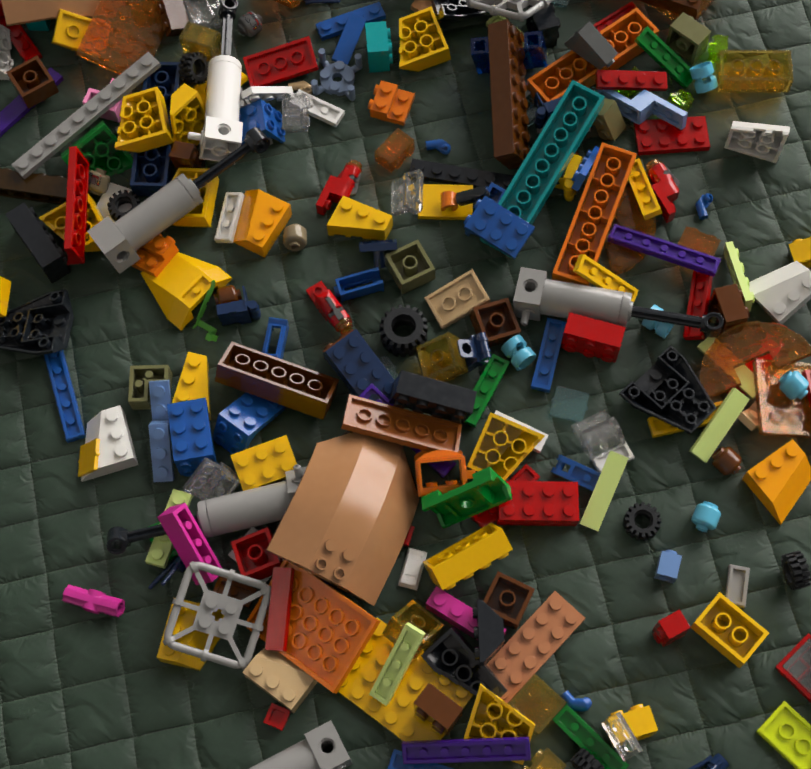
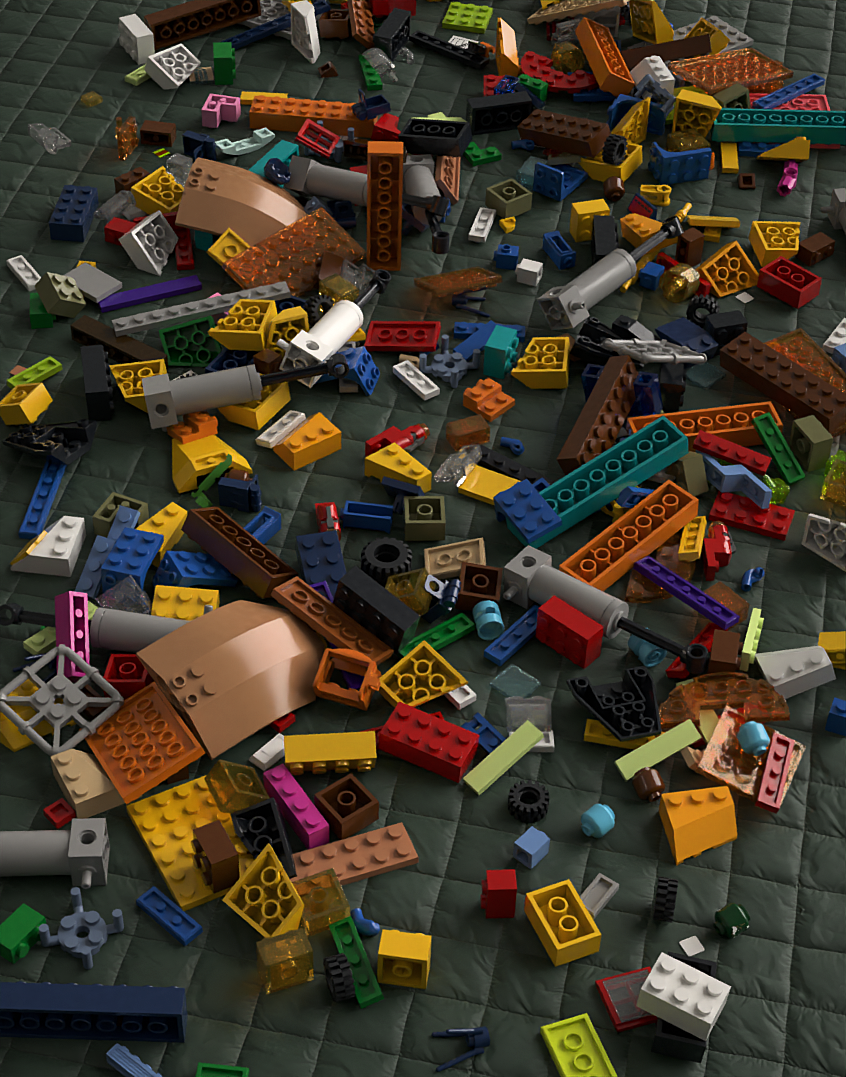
camera: 20 degrees right, 25 degrees down
(32, 82) = (171, 274): reddish brown brick -> none
(76, 207) = (144, 360): red arch -> none
(98, 181) = (179, 361): dark tan head -> none
(250, 24) = (393, 302): dark grey head -> none
(266, 93) = (374, 347): white plate -> none
(279, 609) = (119, 719): red tile -> none
(295, 112) = (391, 372): clear brick -> none
(295, 237) = (330, 462): dark tan head -> none
(397, 663) = (200, 802): yellowish green plate -> none
(453, 199) = (503, 483): black piece -> none
(466, 750) = (222, 905): dark purple tile -> none
(469, 499) = (377, 695): green piece -> none
(488, 632) = (305, 813): black slope -> none
(592, 46) = (704, 408): dark grey slope -> none
(601, 277) = (603, 580): yellow plate -> none
(622, 736) = (383, 944): clear plate -> none
(702, 71) = (809, 470): medium azure wheel -> none

